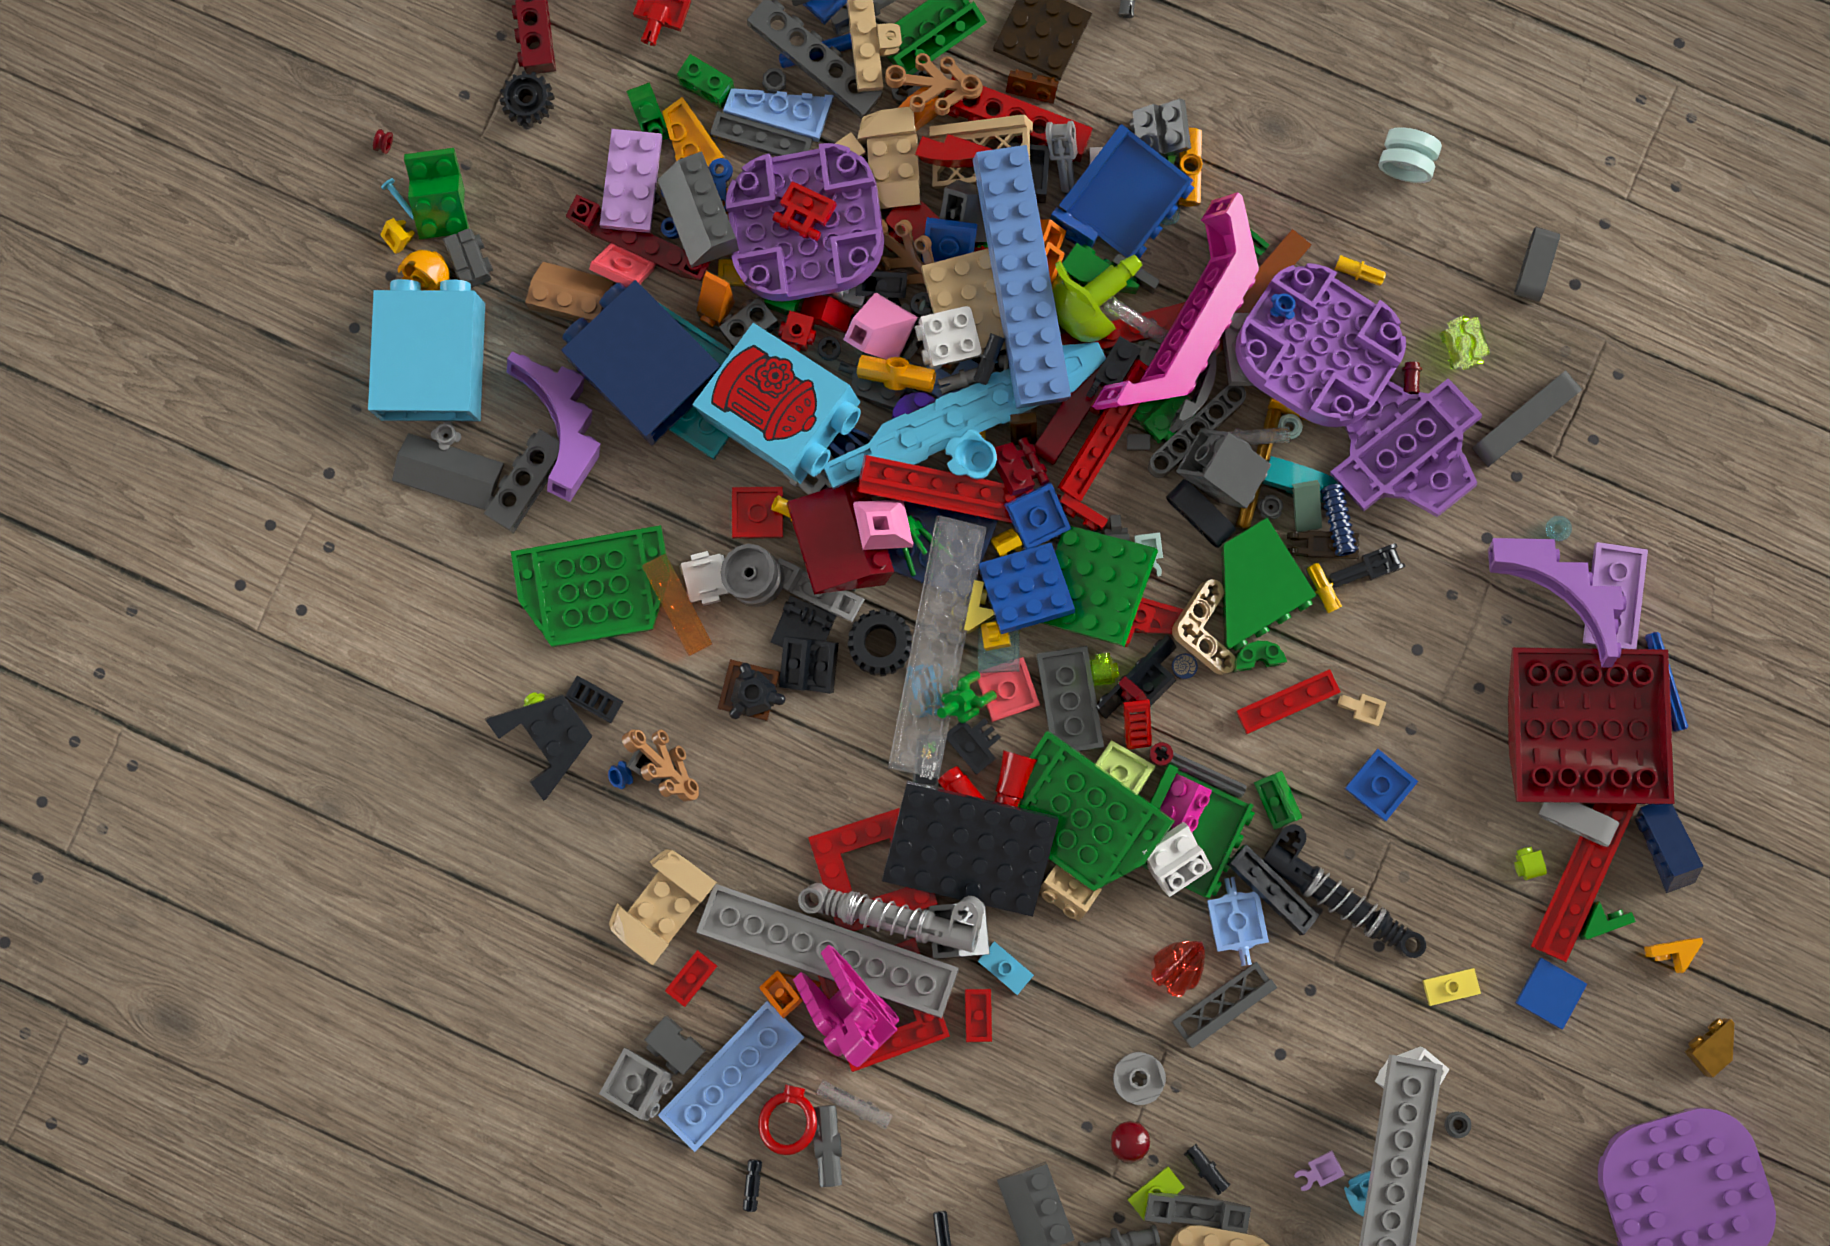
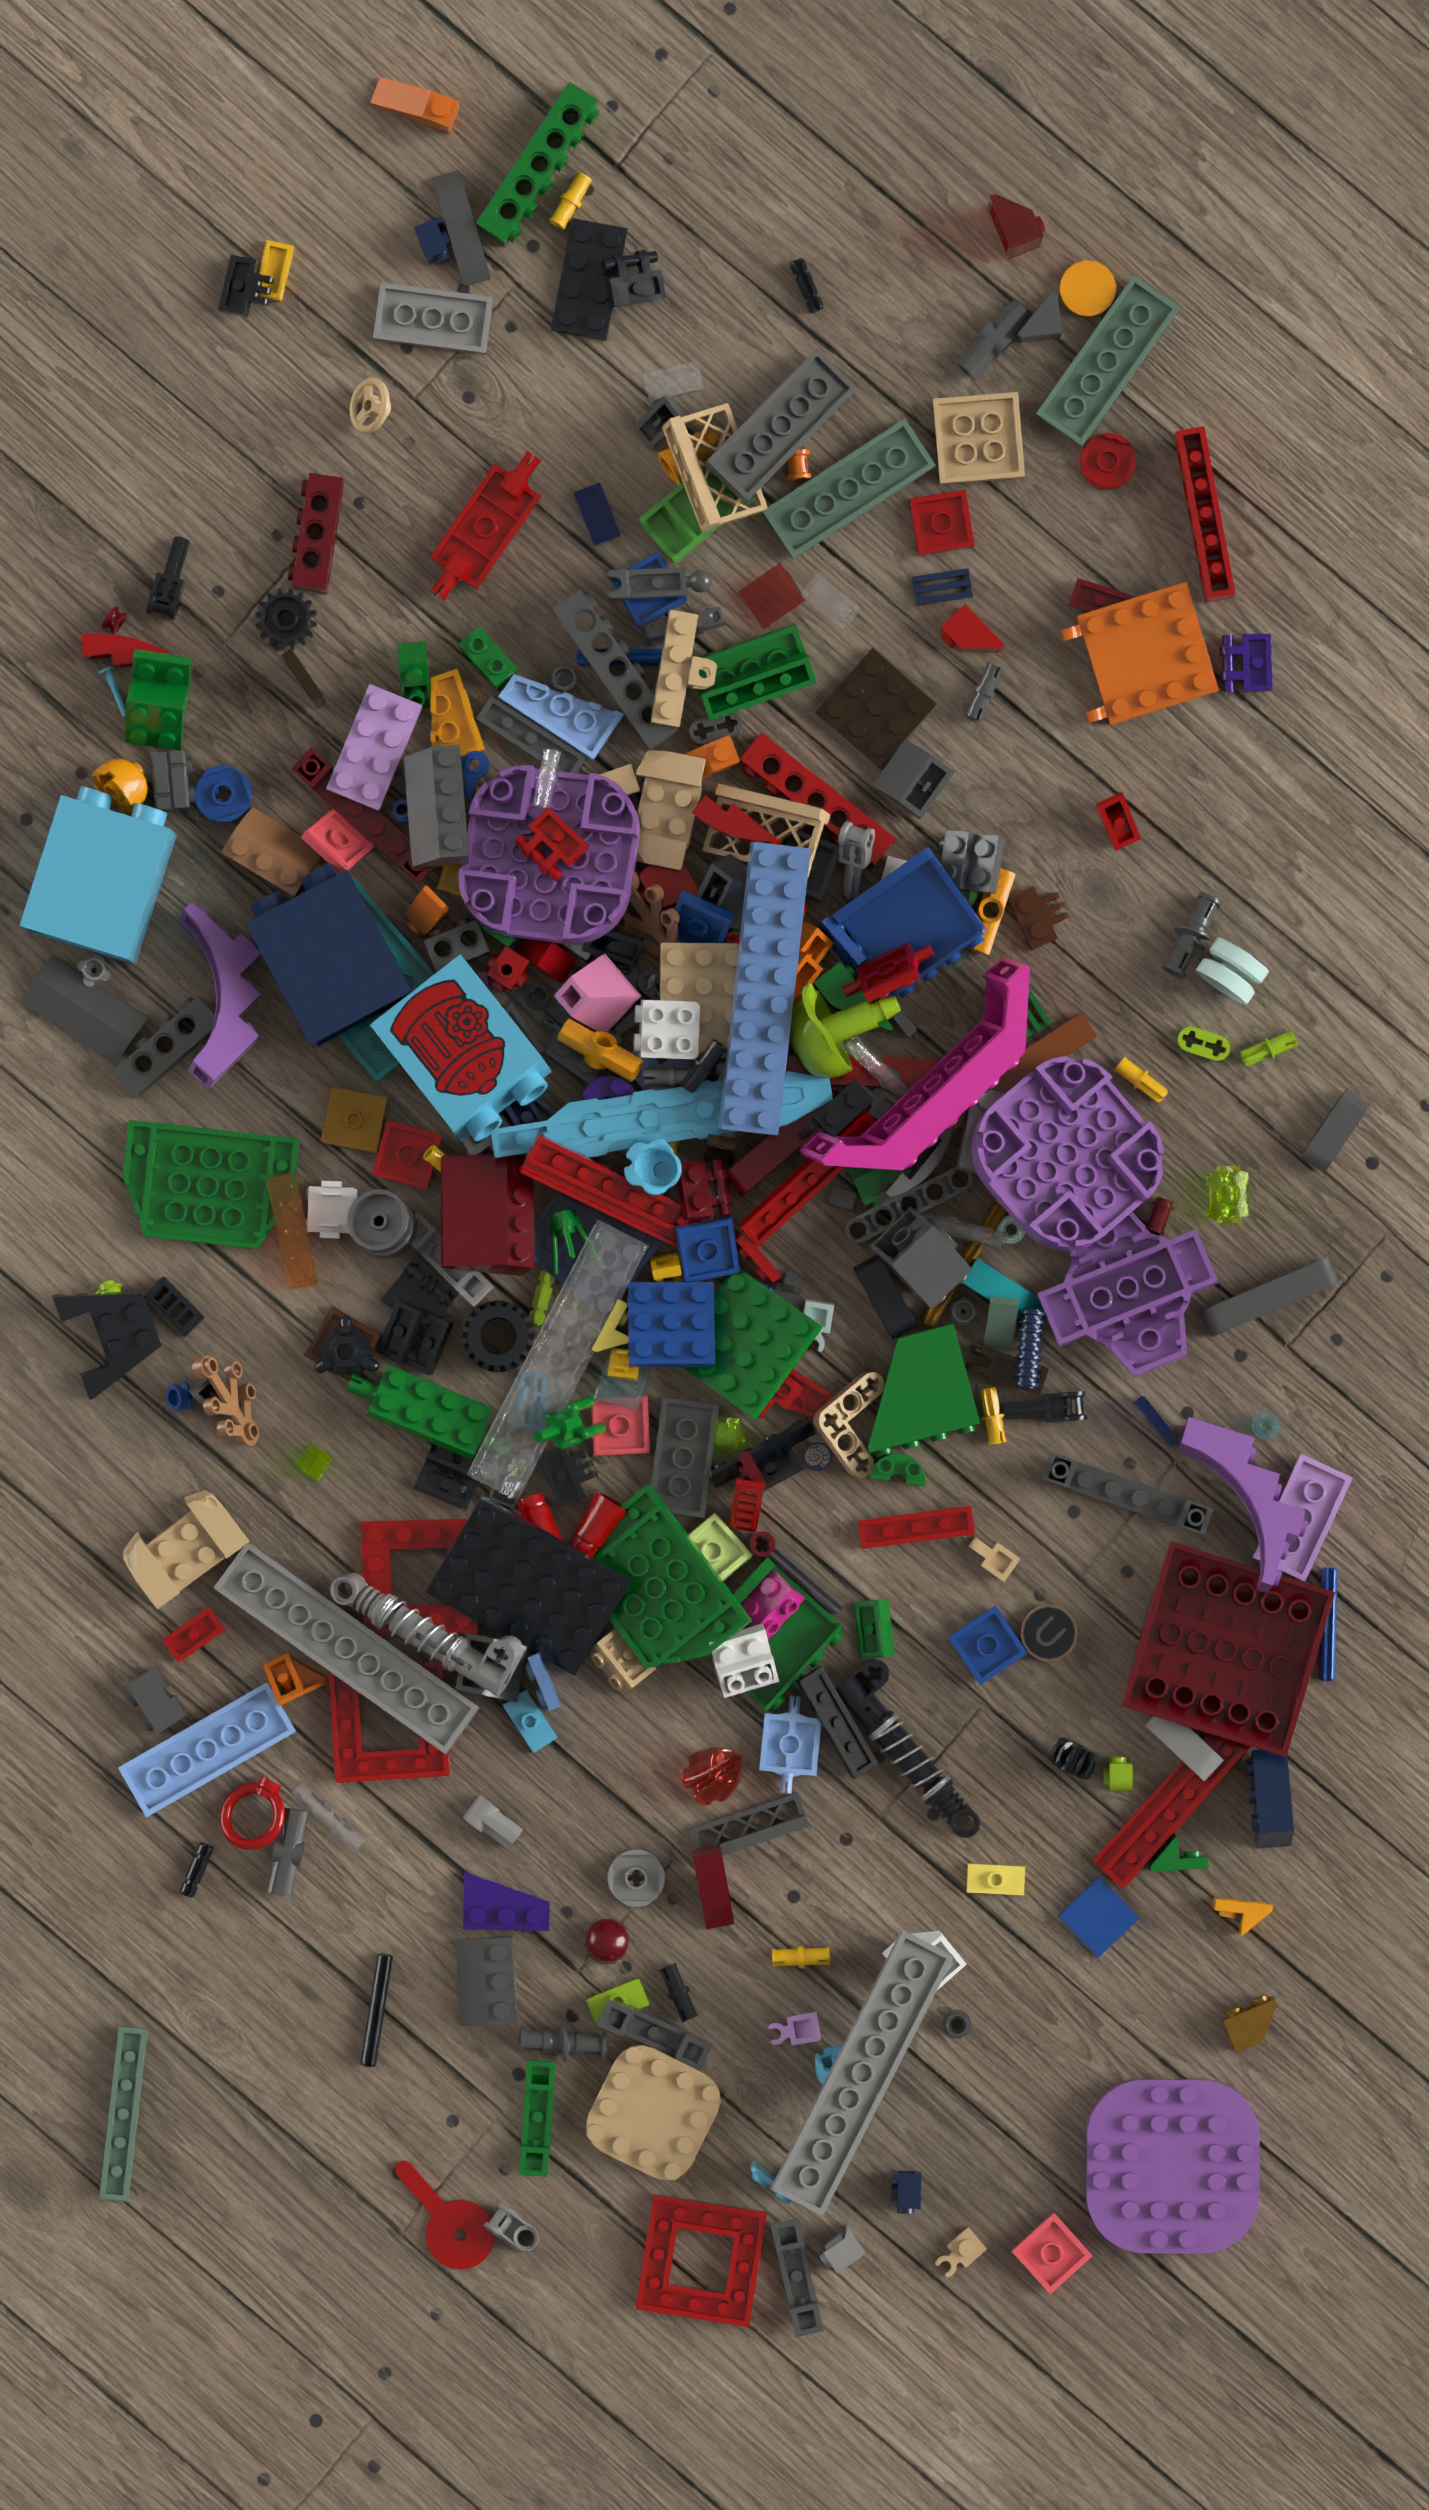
camera: 10 degrees right, 5 degrees up
(384, 163) = (114, 646): none -> red slope
(395, 235) = (99, 731): yellow tile -> none
(421, 100) = (168, 586): none -> black connector
(528, 263) = (209, 786): none -> blue plate
(555, 139) = (304, 678): none -> dark brown tile
(637, 1085) = (105, 1729): light grey plate -> none
(703, 496) = (354, 1120): none -> pearl gold plate
(752, 797) = (314, 1461): none -> clear neon green slope
(783, 160) = (546, 778): none -> clear pin
(836, 724) = (425, 1410): none -> green plate
(854, 1018) = (352, 1728): dark pink piece -> none
(870, 773) = (446, 1477): none -> black slope
(883, 524) = (536, 1213): bright pink slope -> none
(907, 599) = (541, 1298): none -> lime axle
(936, 83) = (740, 740): medium nougat plant -> none
(978, 1015) = (486, 1762): red plate -> none
(994, 1064) = (488, 1819): none -> light grey piece
(1000, 921) = (546, 1694): none -> medium blue plate
(1023, 85) = (834, 762): reddish brown hinge -> none
(1029, 1140) = (501, 1908): none -> dark purple wing
(1092, 76) = (913, 778): none -> dark grey slope
(1122, 237) = (888, 972): none -> red plate
(1209, 1066) = (713, 1887): none -> dark red slope
(1229, 162) = (1037, 916): none -> reddish brown hinge
(1273, 61) = (1117, 821): none -> red slope
(1283, 300) = (1046, 1096): blue plate -> none
(1304, 1105) = (801, 1957): none -> yellow pin
(1365, 138) = (1191, 935): none -> dark grey piece
(1403, 220) = (1201, 1050): none -> lime beam
(1429, 759) = (1048, 1632): none -> black tile
(1459, 213) = (1268, 1048): none -> lime axle
(1461, 621) = (1127, 1494): none -> dark grey slope
(1464, 551) = (1155, 1421): none -> clear blue tile
(1488, 860) = (1074, 1758): none -> black gear

